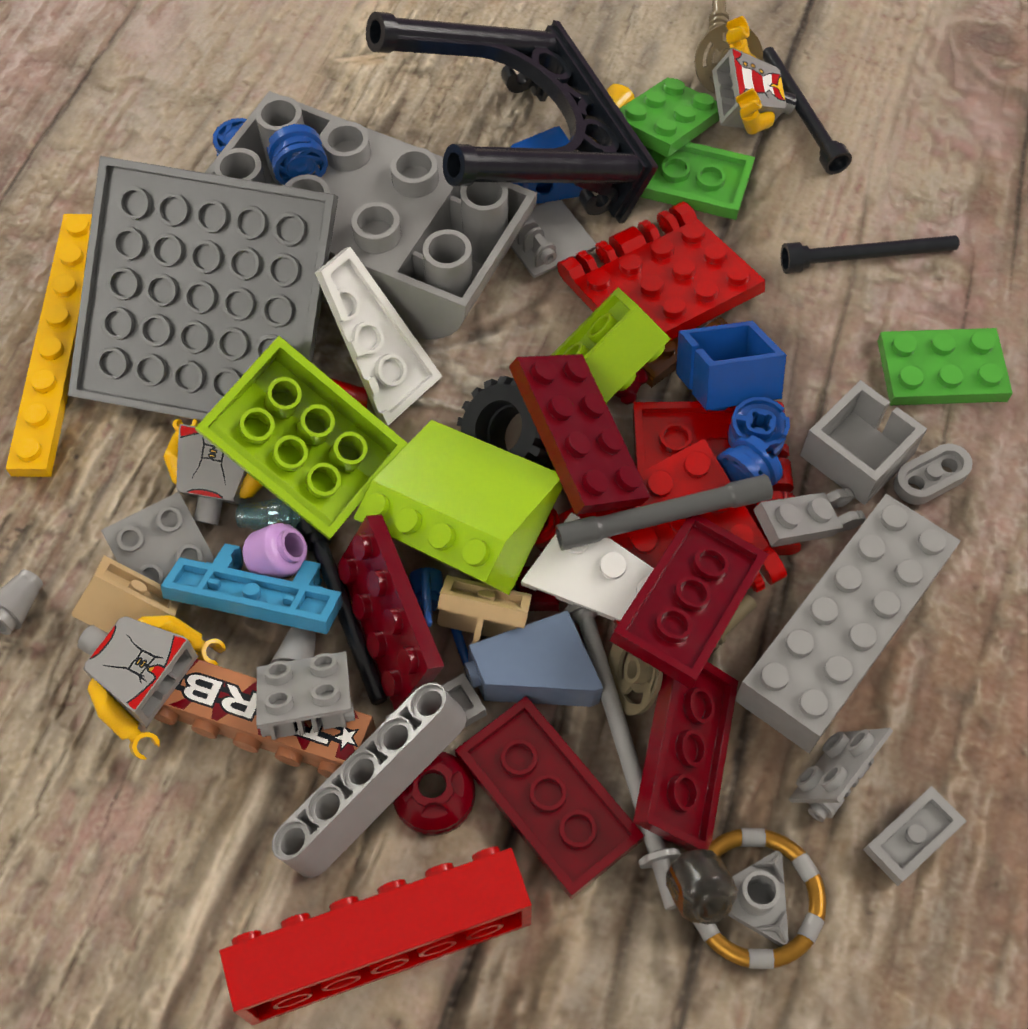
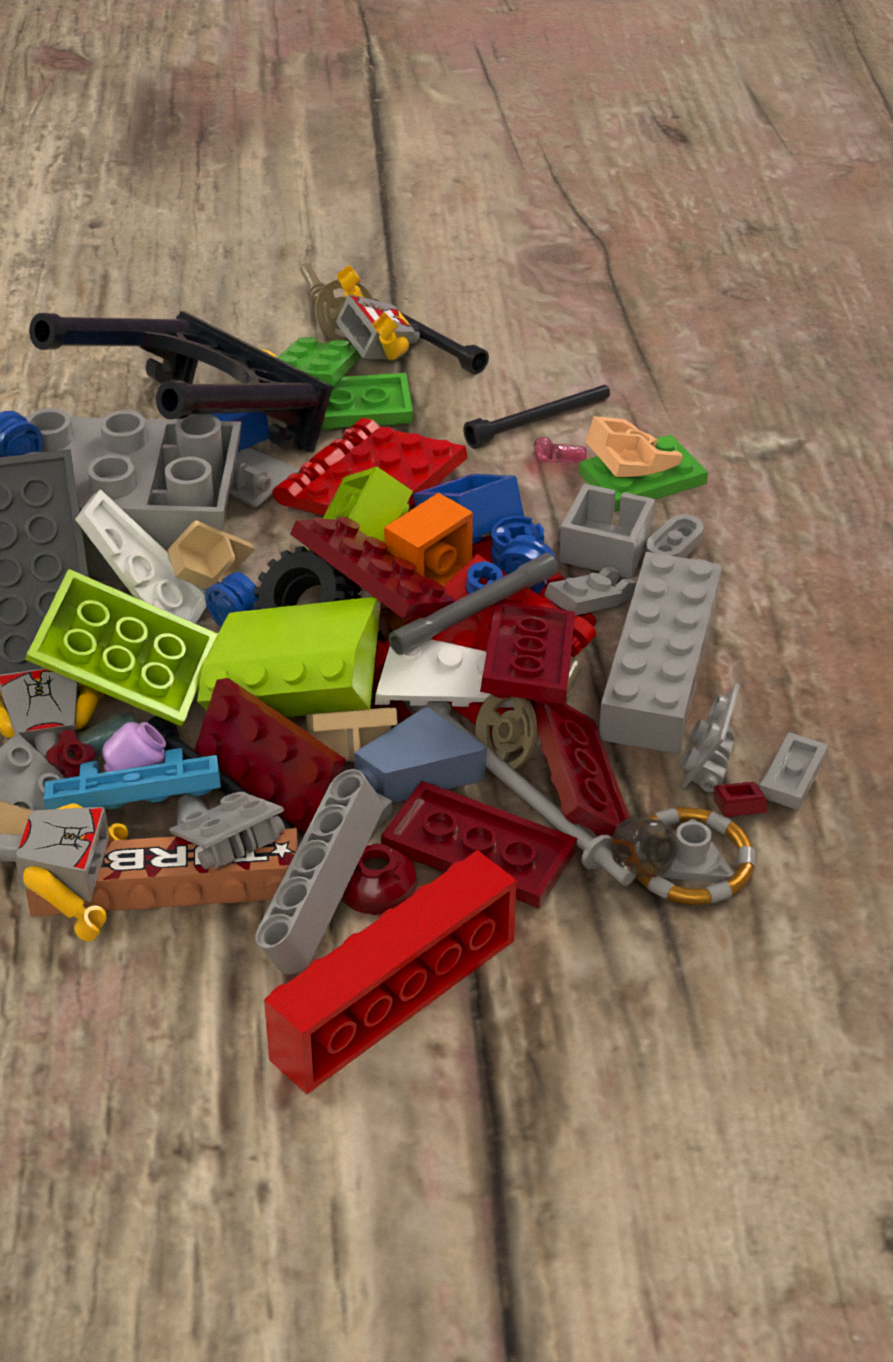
camera: 25 degrees left, 20 degrees down
(218, 517) = (58, 755): none -> dark red plate
(445, 344) = (207, 554): none -> tan panel
(448, 396) = (229, 596): none -> blue wheel
(659, 412) = (433, 538): none -> orange brick
(687, 468) = (480, 571): none -> blue bush
(839, 849) = (740, 799): none -> dark red tile
(869, 314) = (548, 452): none -> clear pink arm
(935, 340) = (628, 449): none -> light nougat slope

